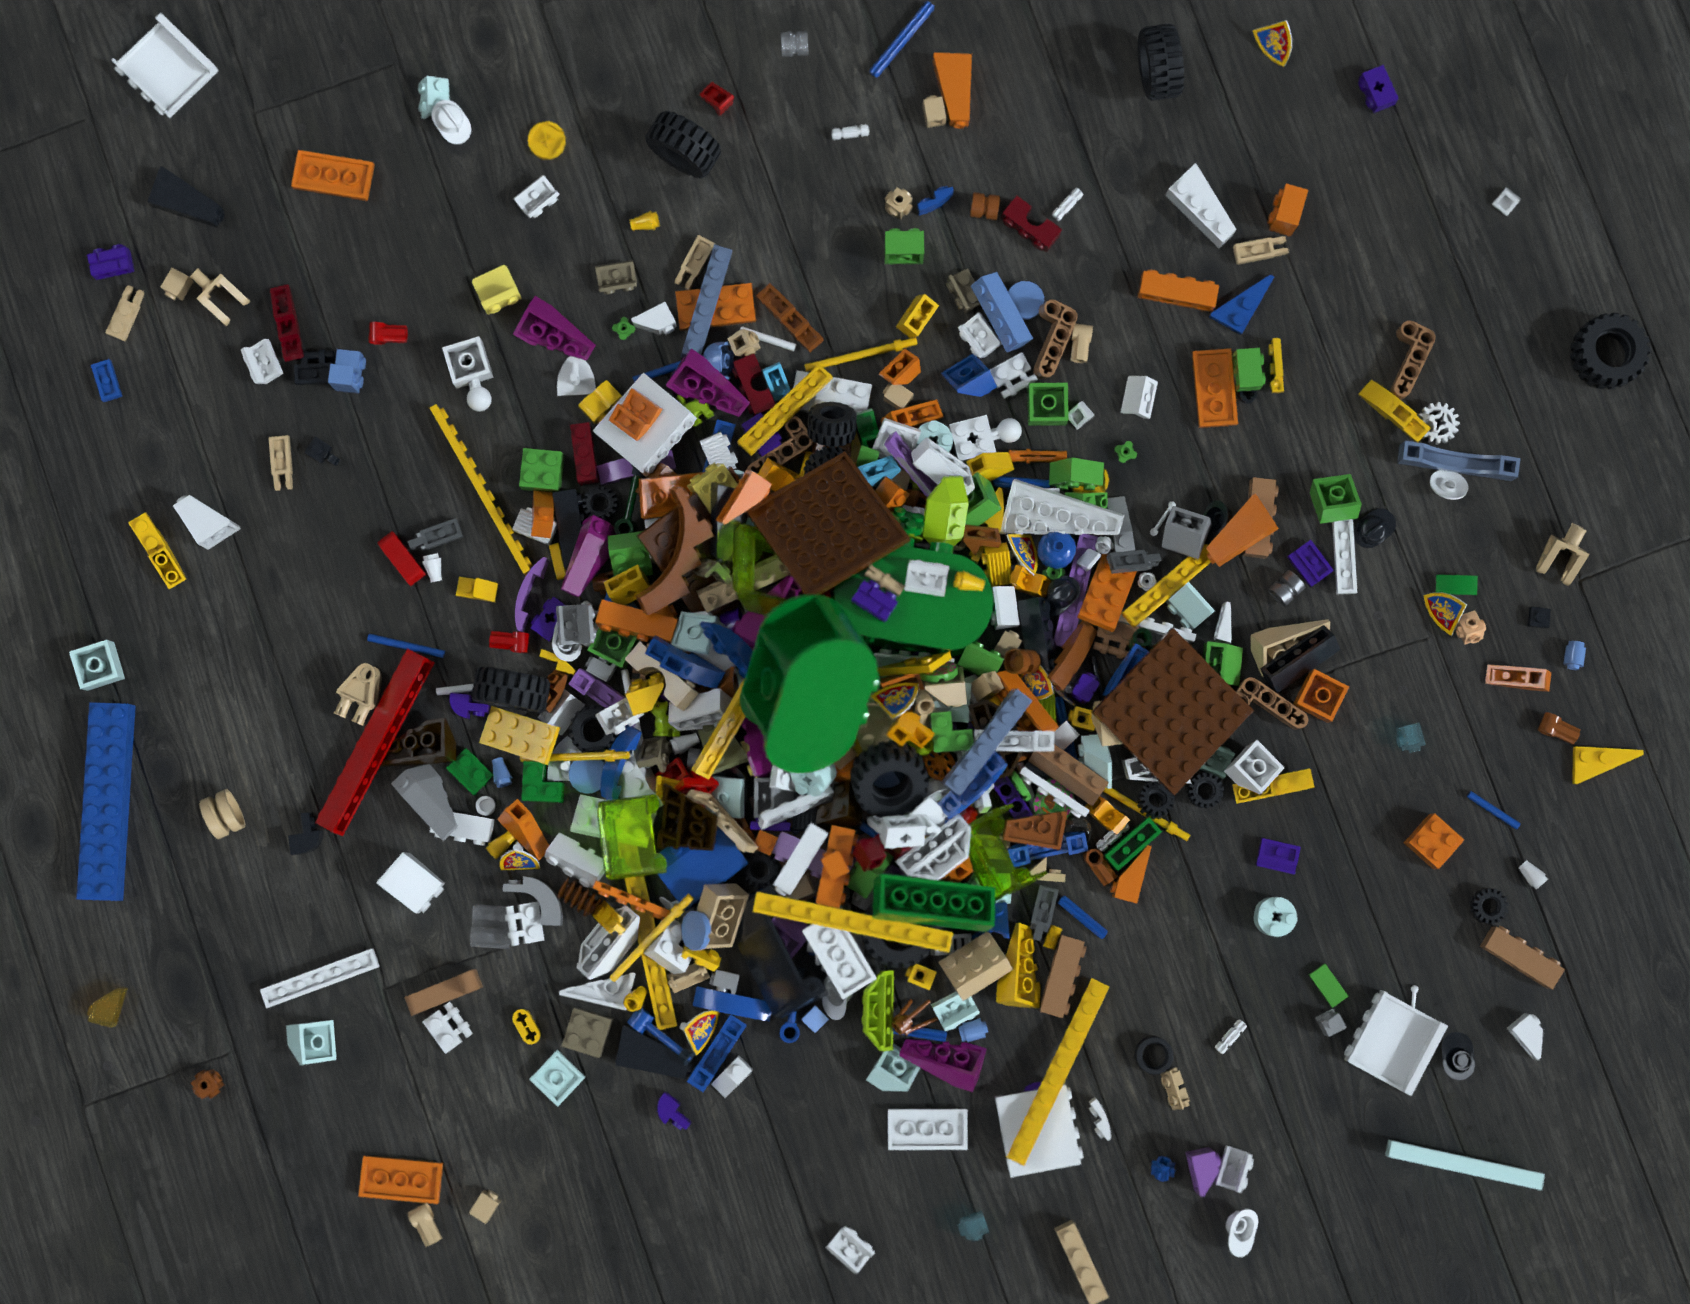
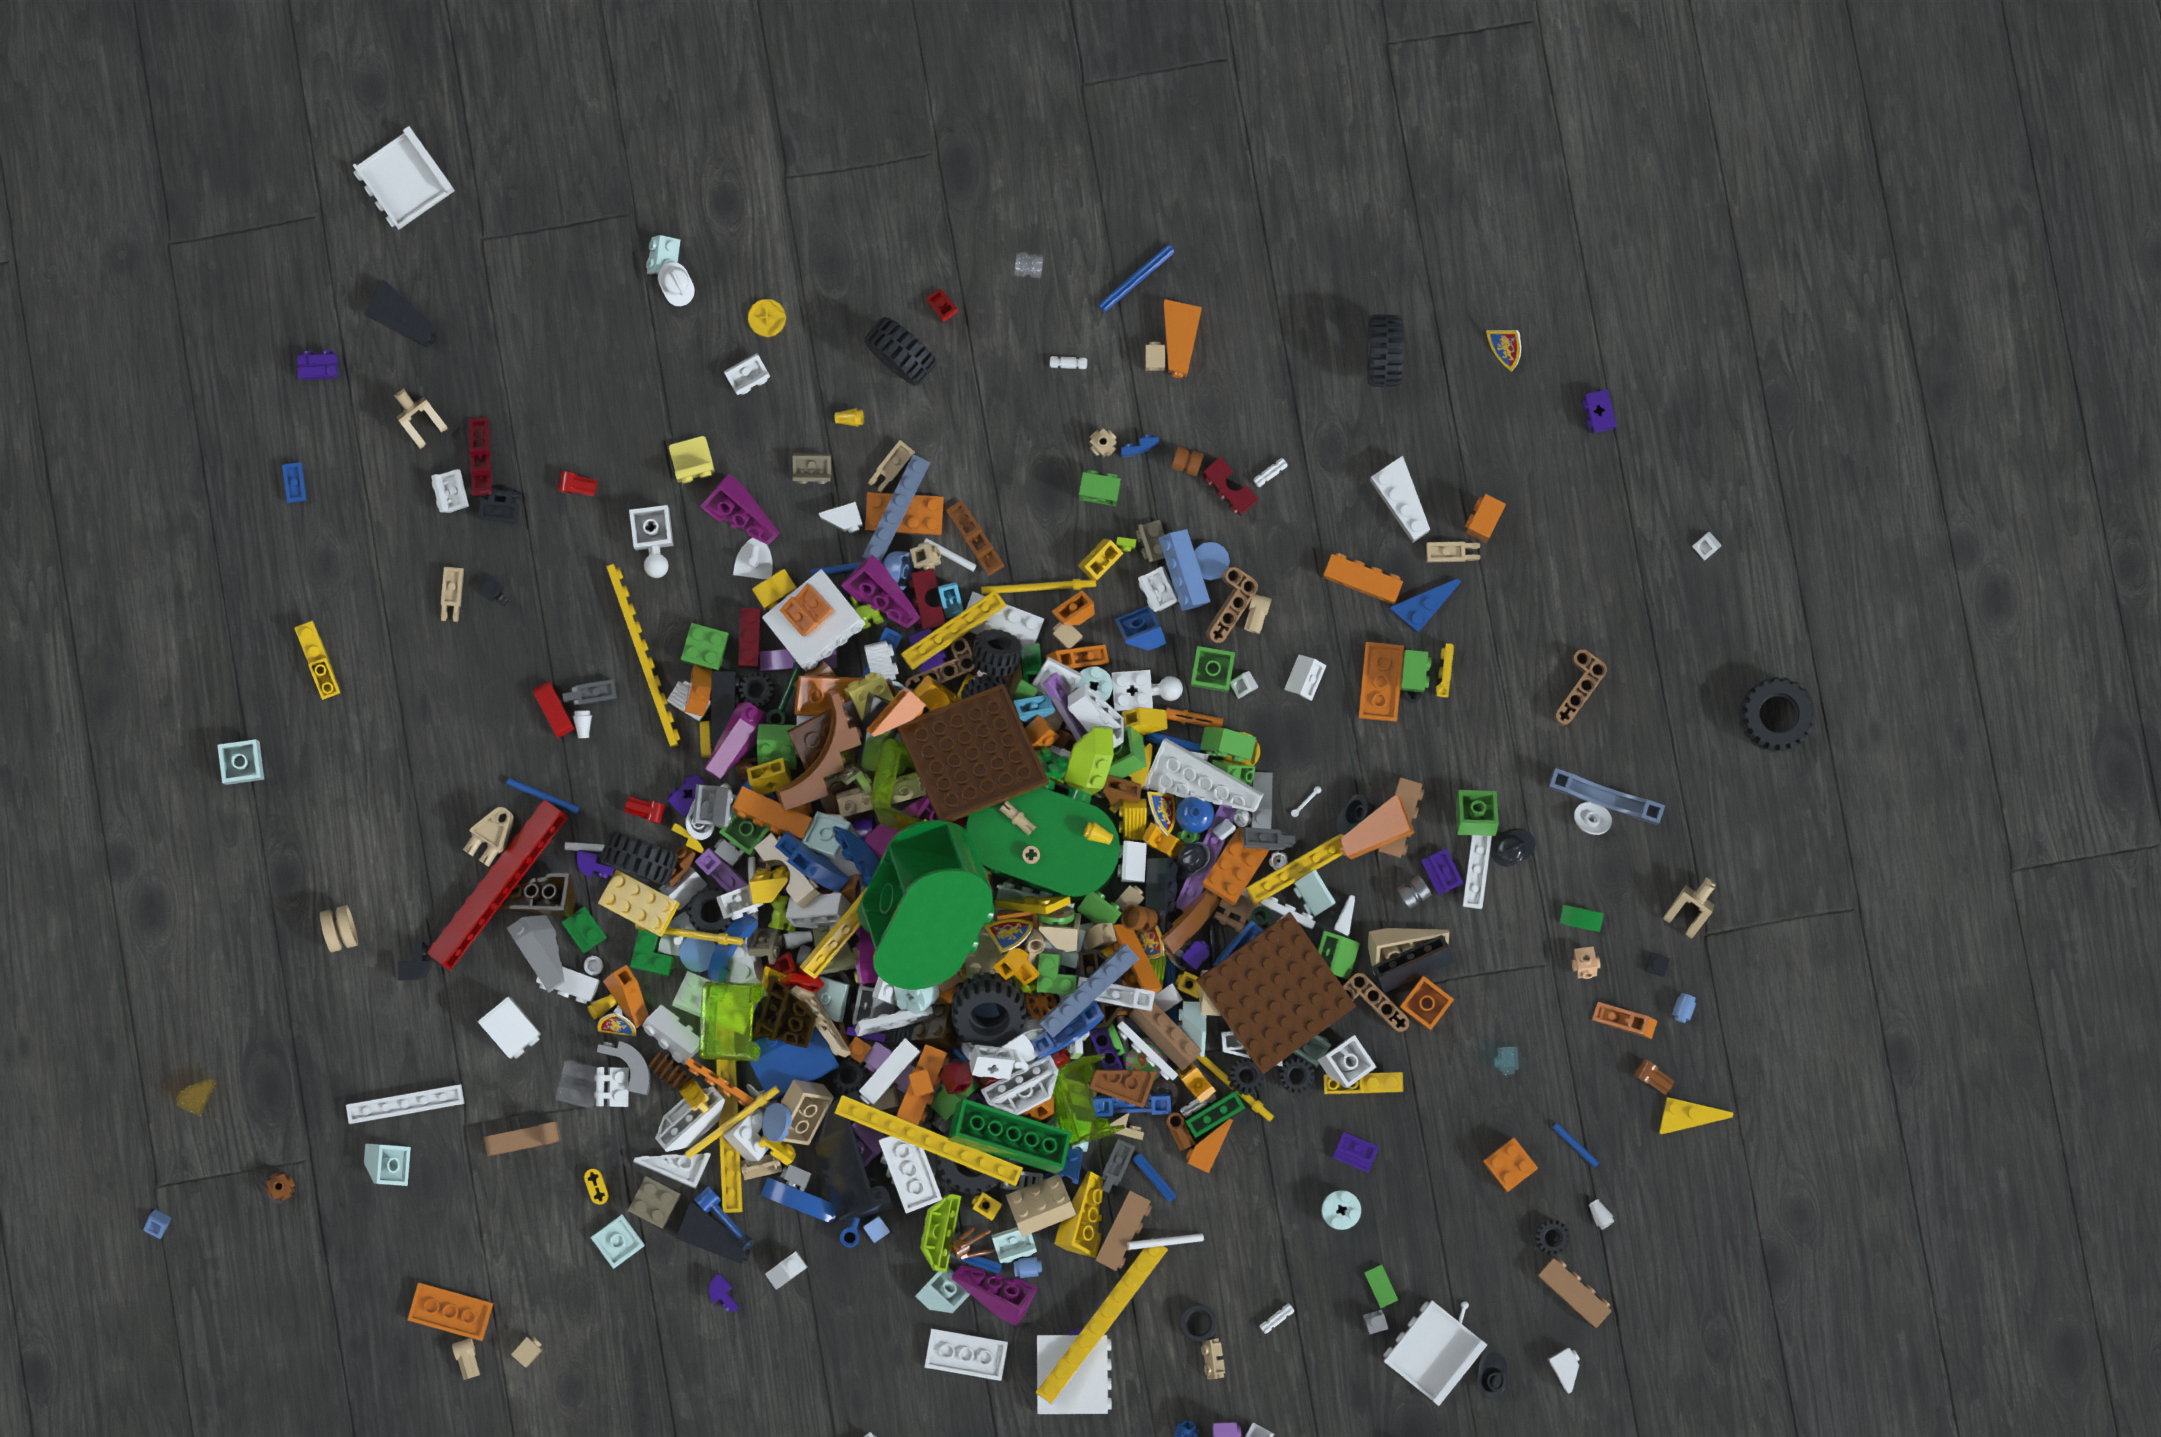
camera: 10 degrees right, 0 degrees up
(90, 1143) = (157, 1224): none -> medium blue slope
(106, 802) = (227, 896): blue brick -> none
(125, 314) = (322, 420): tan hinge -> none
(176, 284) = (378, 399): tan brick -> none
(203, 522) = (368, 640): white slope -> none
(332, 175) = (550, 316): orange plate -> none
(347, 371) = (532, 515): medium blue brick -> none
(442, 1029) = (514, 1176): white plate -> none
(477, 589) = (621, 752): yellow slope -> none
(501, 773) = (614, 937): medium blue cone -> none
(537, 570) = (685, 745): medium lavender slope -> none
(623, 334) = (809, 525): bright green plate -> none
(635, 999) = (705, 1179): yellow cone -> none
(700, 1029) = (764, 1219): shield -> none
(716, 1053) = (776, 1245): blue slope -> none
(833, 1003) = (896, 1216): white piece -> none
(875, 601) = (1004, 836): dark purple brick -> none
(910, 618) = (1035, 859): none -> tan bush
(926, 578) = (1058, 823): white bracket -> none
(940, 297) = (1126, 544): none -> lime plate
(1010, 370) = (1181, 629): white plate -> none
(1052, 937) = (1121, 1191): yellow piece -> none
(1102, 1124) = (1135, 1381): white slope -> none
(1106, 979) = (1165, 1241): none -> white bar
(1120, 452) = (1281, 734): bright green plate -> none
(1186, 532) = (1324, 820): light grey slope -> none
(1395, 410) = (1552, 736): yellow slope -> none
(1445, 610) = (1564, 941): shield -> none
(1446, 426) = (1586, 751): white gear -> none

